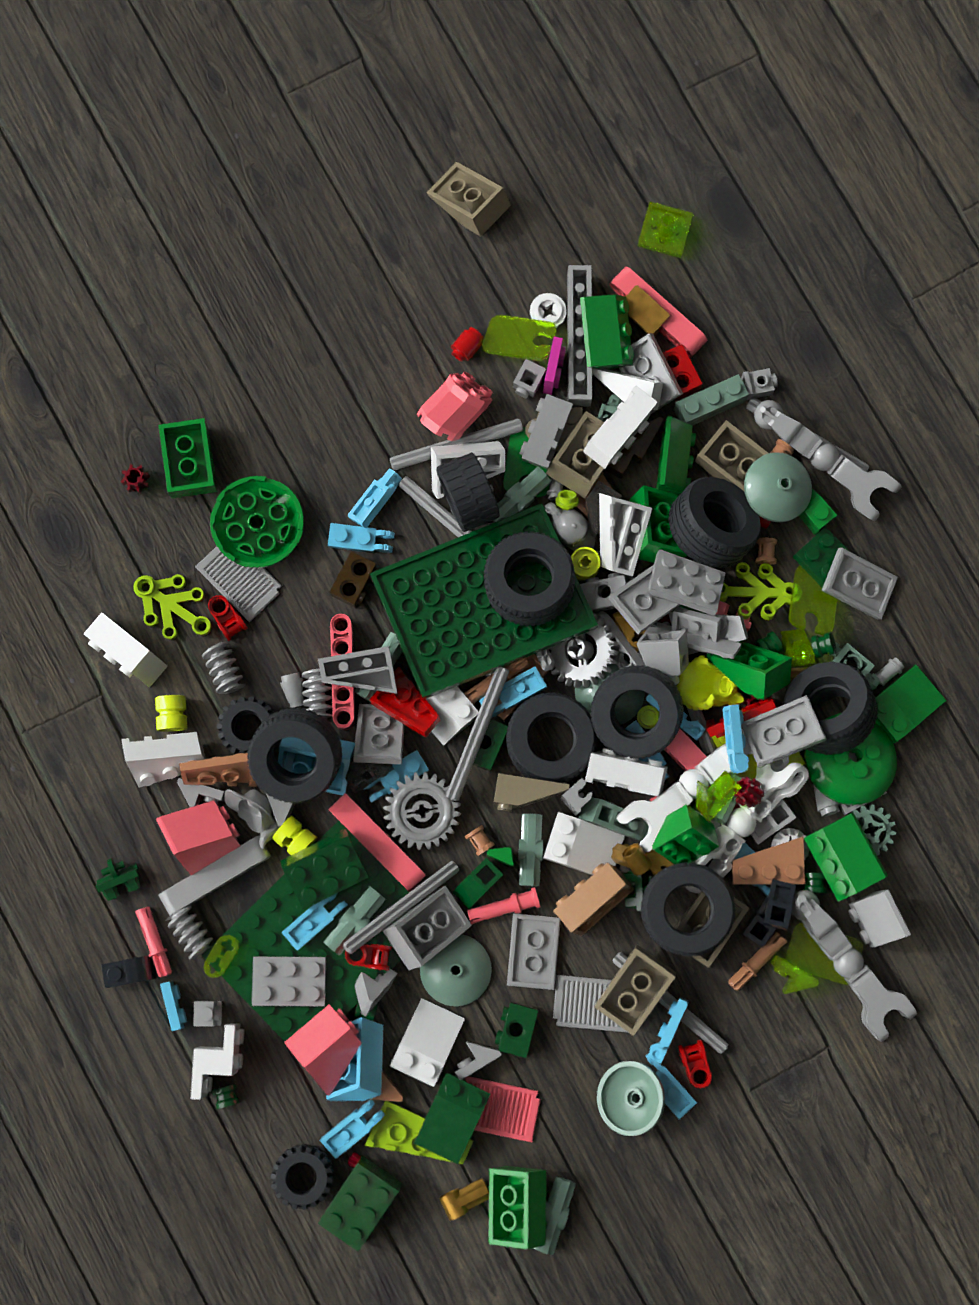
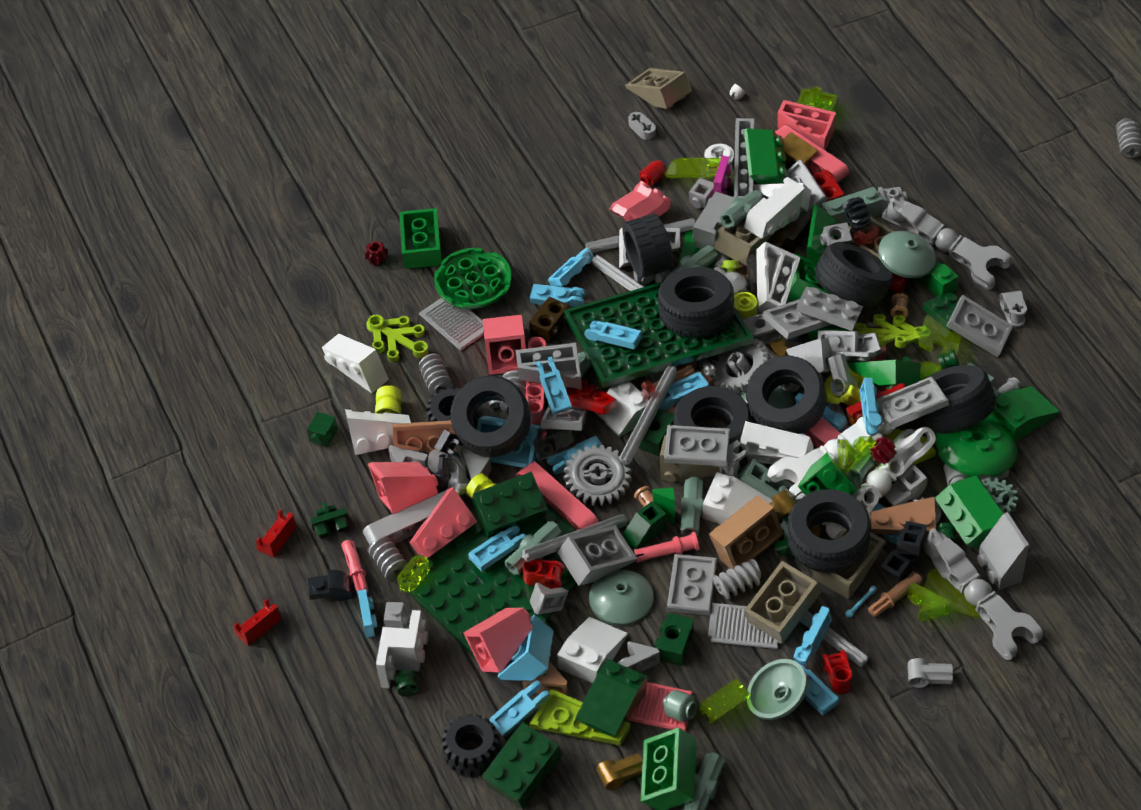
camera: 10 degrees right, 30 degrees down
(50, 1020) = (258, 623): none -> red hinge
(58, 899) = (277, 535): none -> red hinge
(96, 750) = (322, 429): none -> dark green brick
(228, 620) = (441, 341): red piece -> none
(244, 820) = (443, 474): none -> black pin
(245, 786) = (448, 442): none -> black tile
(249, 894) = (444, 524): none -> coral wedge
(289, 981) = (471, 593): light grey plate -> none
(302, 618) = (502, 340): none -> coral slope
(366, 710) = (554, 388): none -> medium azure hinge
(434, 624) = (614, 334): none -> medium azure hinge
(454, 258) = (645, 123): none -> light grey beam
(475, 701) = (648, 389): none -> clear red arm
(526, 1120) = (680, 706): none -> sand green head
(536, 790) = (697, 445): none -> light grey tile
(568, 203) = (737, 92): none -> white hinge
(573, 1110) = (724, 700): none -> clear neon green hinge
(580, 425) = (739, 208): none -> sand green piece
(585, 950) = (737, 578): none -> light grey piece
(657, 265) = (808, 121): none -> coral wedge
(702, 681) = (840, 375): none -> light grey piece
(703, 470) = (840, 230): none -> light grey brick
(707, 985) = (849, 613): none -> medium azure hinge
(719, 434) = (857, 213): none -> black gear
(731, 464) = (861, 238): none -> clear red arm
(788, 1064) = (924, 673): none -> light grey piece
(899, 547) = (1014, 308): none -> light grey piece

